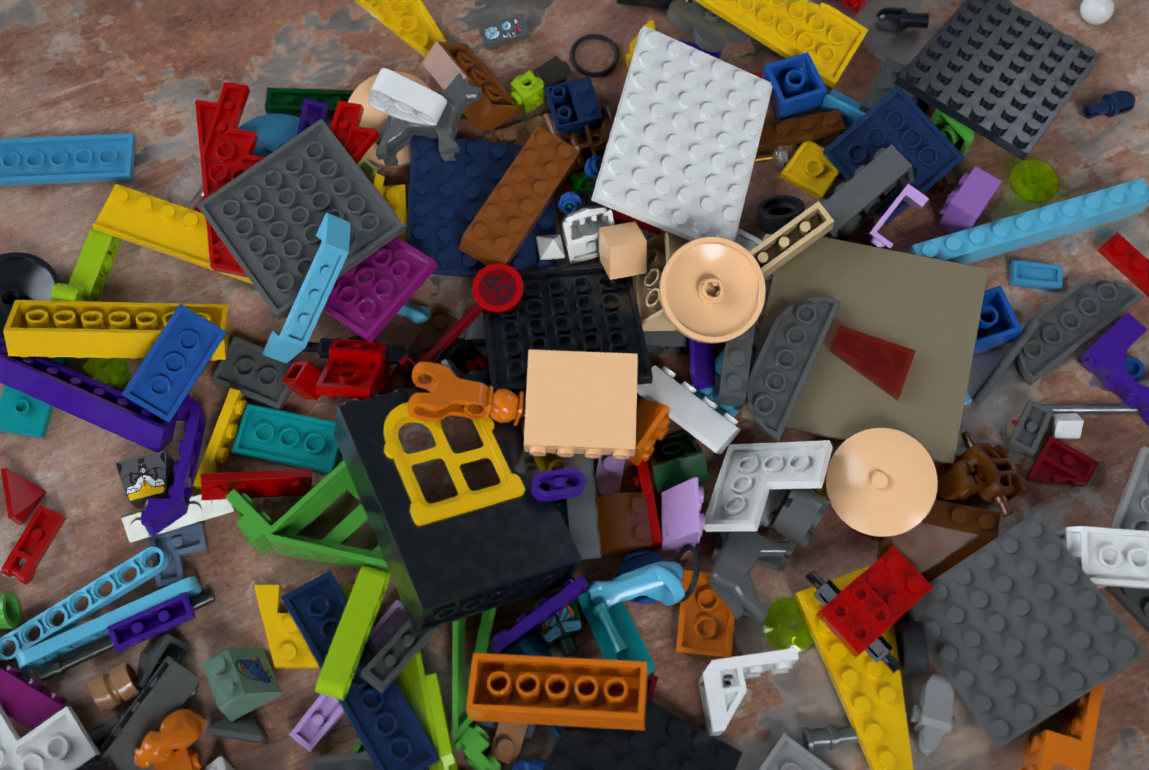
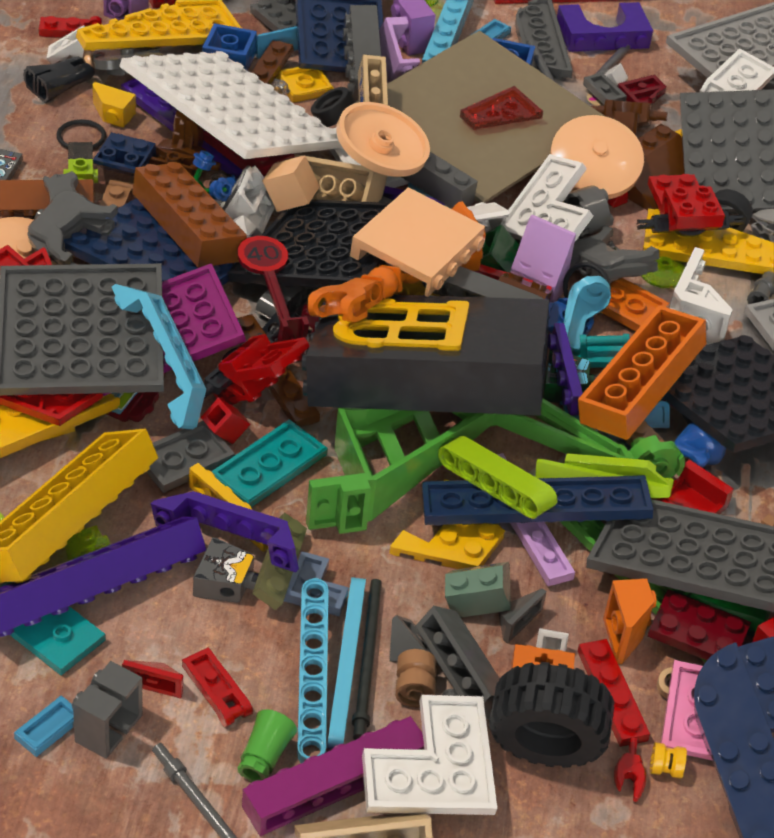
camera: 65 degrees left, 25 degrees down
(151, 622) = (374, 623): dark purple slope -> none
(174, 363) = (146, 468): blue plate -> none
(176, 732) = (500, 646): orange animal -> none
(256, 484) = (294, 496): red plate -> none
(395, 656) = (528, 457): dark grey plate -> none
(405, 99) = (43, 204): white beam -> none
(556, 484) = (476, 285): dark purple plate -> none
(787, 362) = (464, 149): dark grey plate -> none

